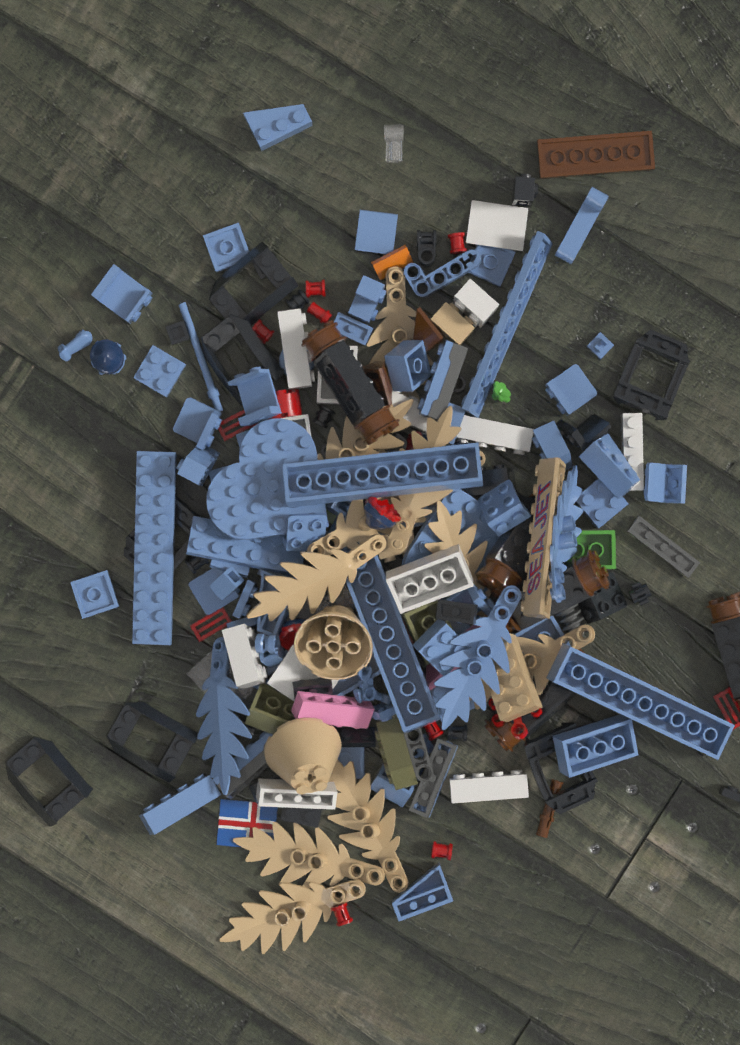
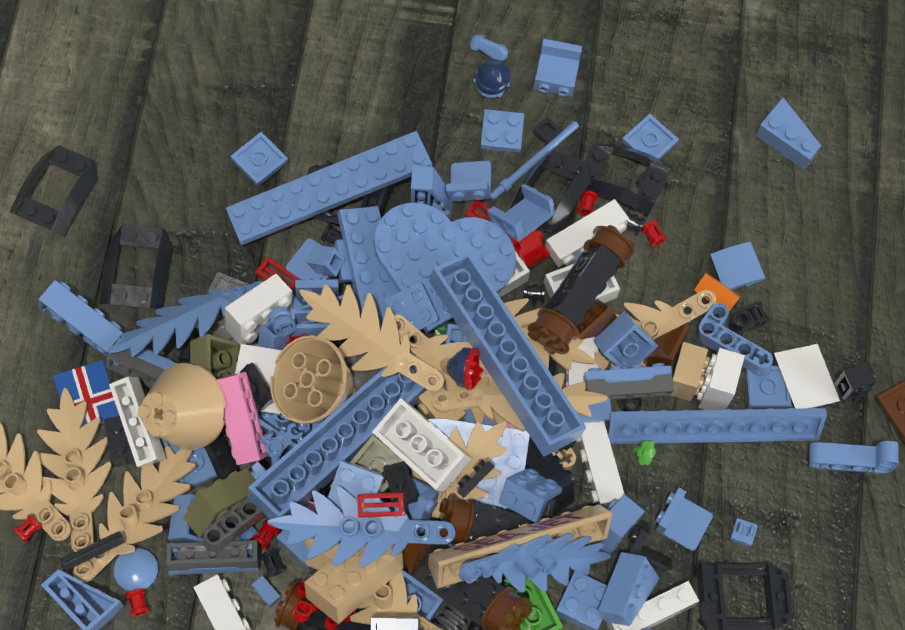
camera: 60 degrees right, 20 degrees down
(318, 312) = (636, 240): red pin -> none
(353, 329) = (633, 283): medium blue plate -> none
(366, 300) = (669, 283): medium blue brick -> none
(386, 871) = (92, 551): none -> black axle
(393, 137) = (835, 243): clear piece -> none
(414, 841) = (136, 570): none -> medium blue dish
(457, 243) = (771, 343): red bush -> none
(470, 542) = (468, 483): none -> black plate
(477, 746) = (266, 591): none -> medium blue piece
(483, 623) = (400, 504): none -> red tile

